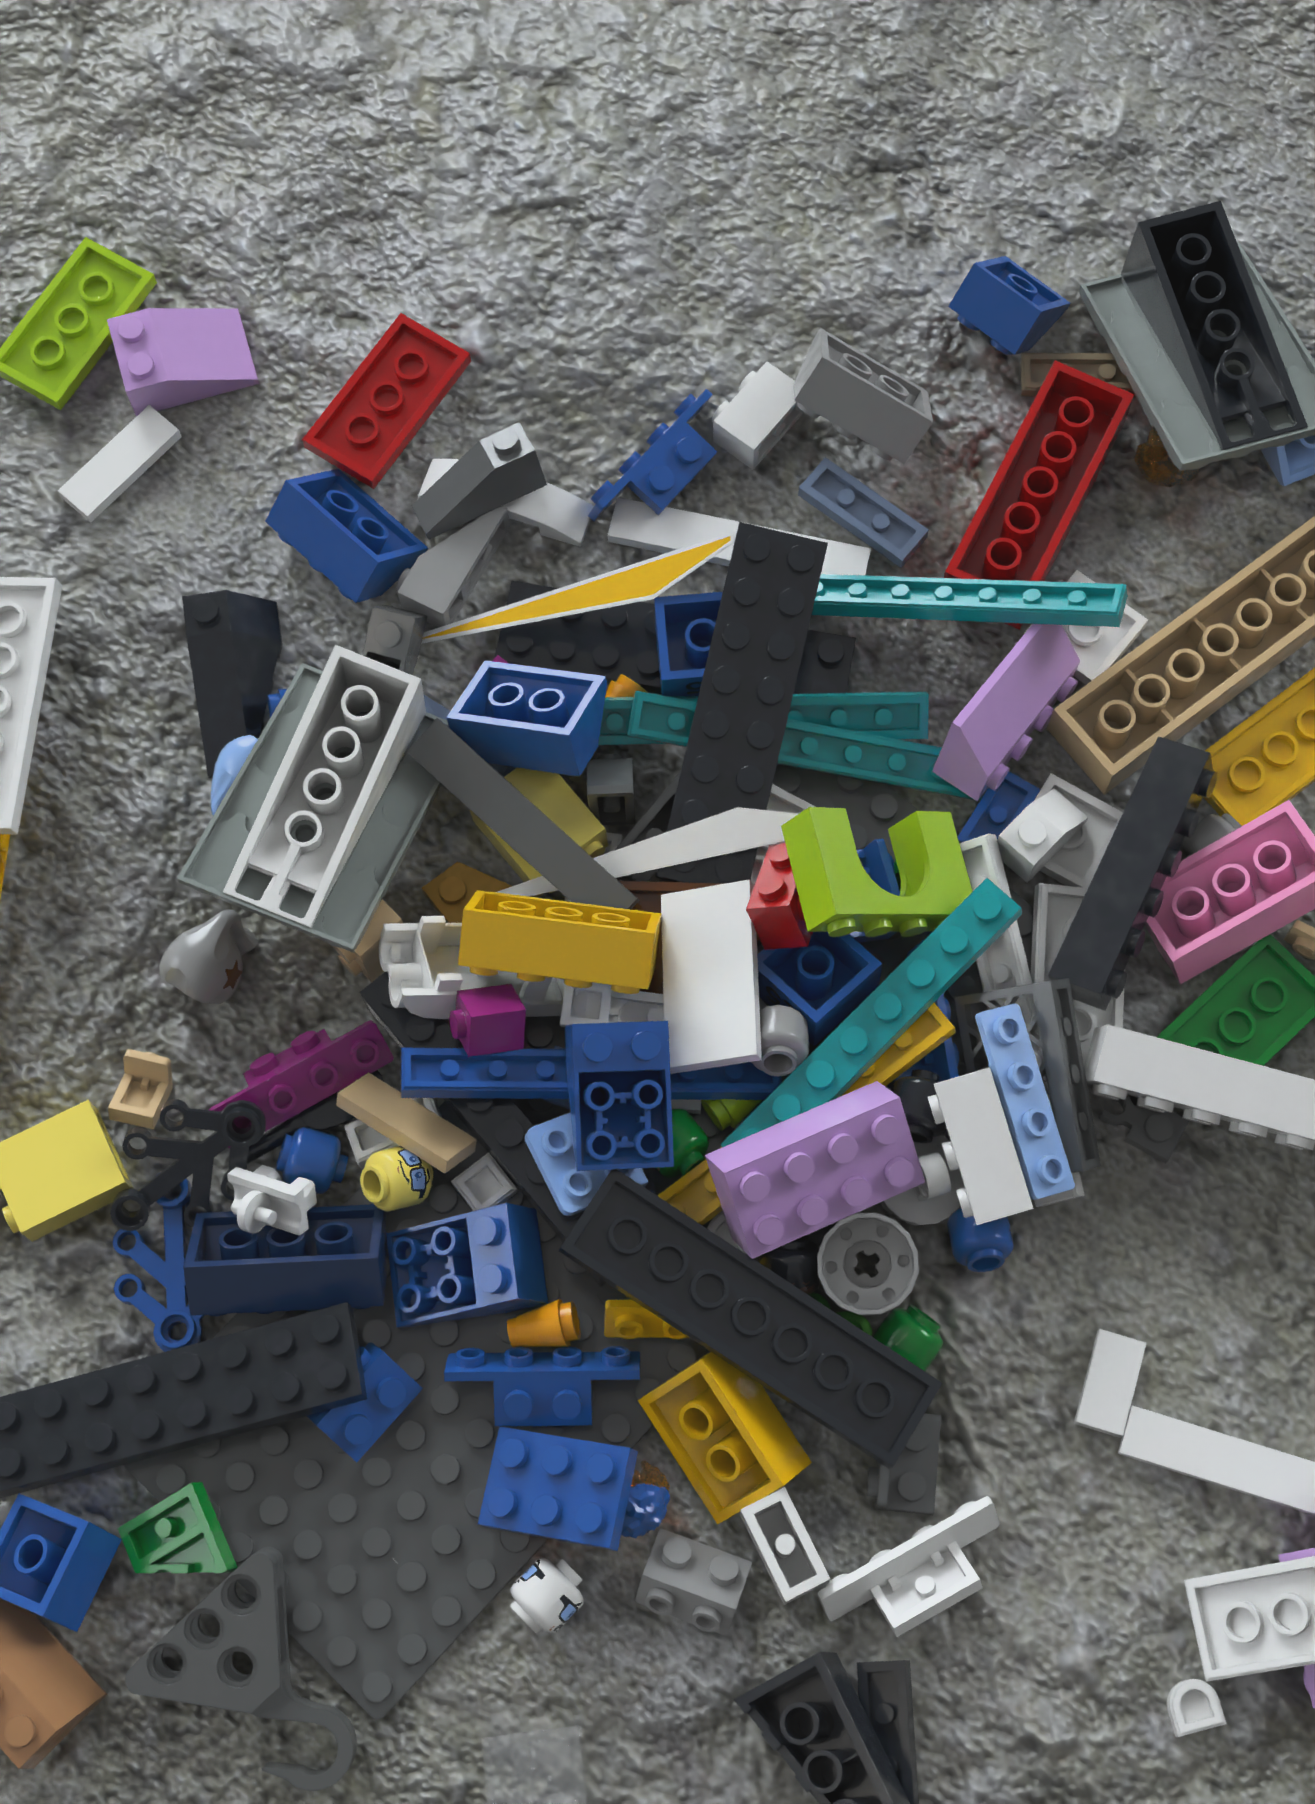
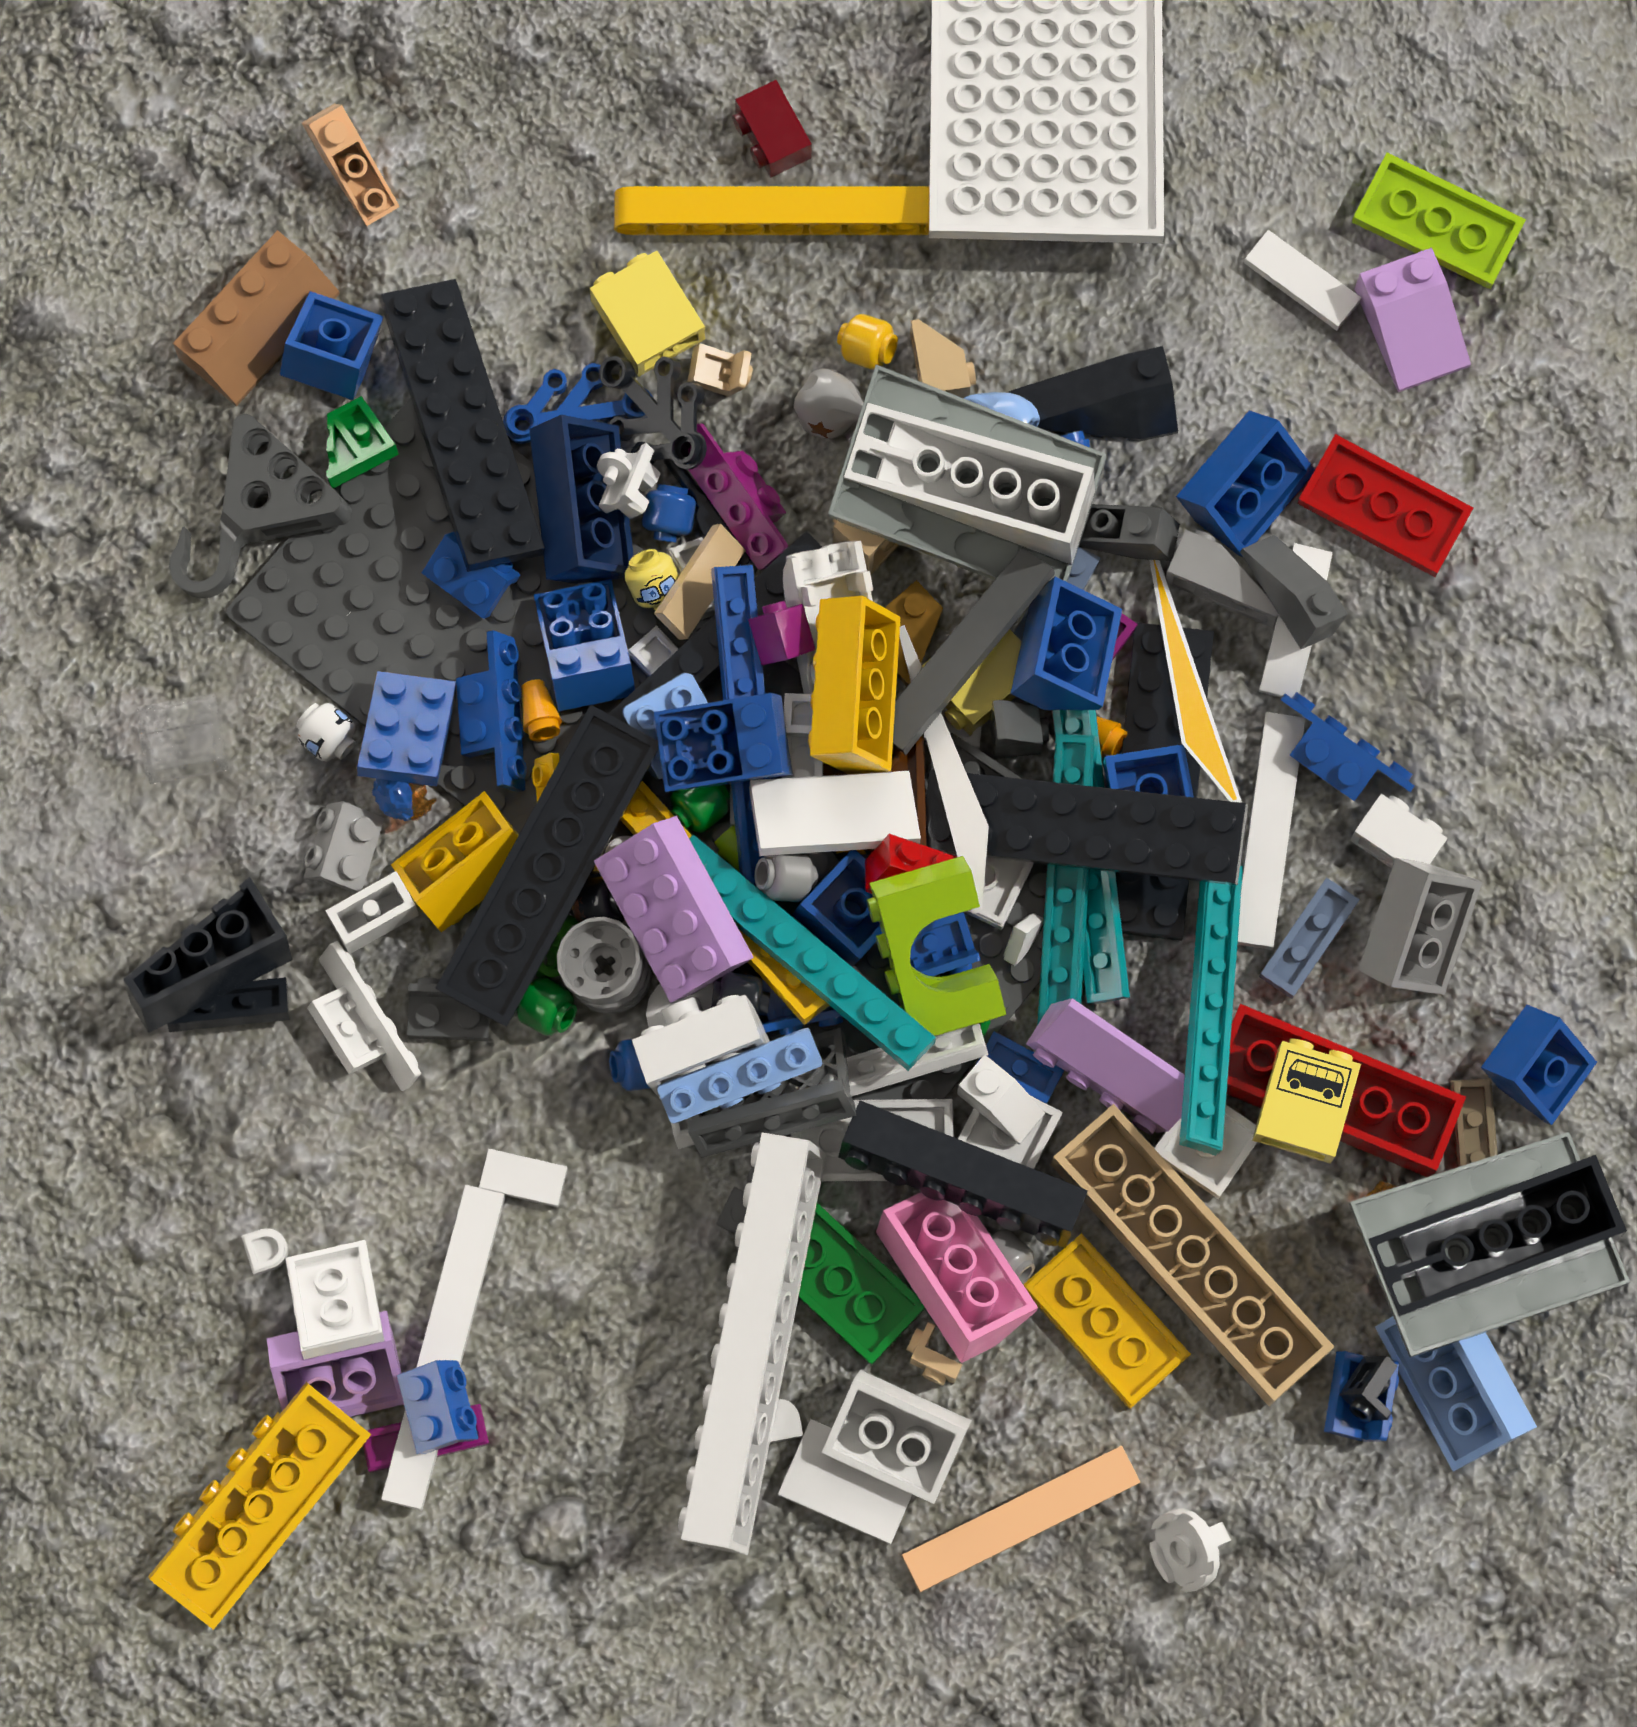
camera: 80 degrees right, 5 degrees up
(129, 920) = (867, 341): none -> yellow head
(162, 842) = (940, 361): none -> tan slope
(854, 797) = (1022, 938): none -> white tile
(1061, 506) = (1307, 1100): none -> light yellow brick

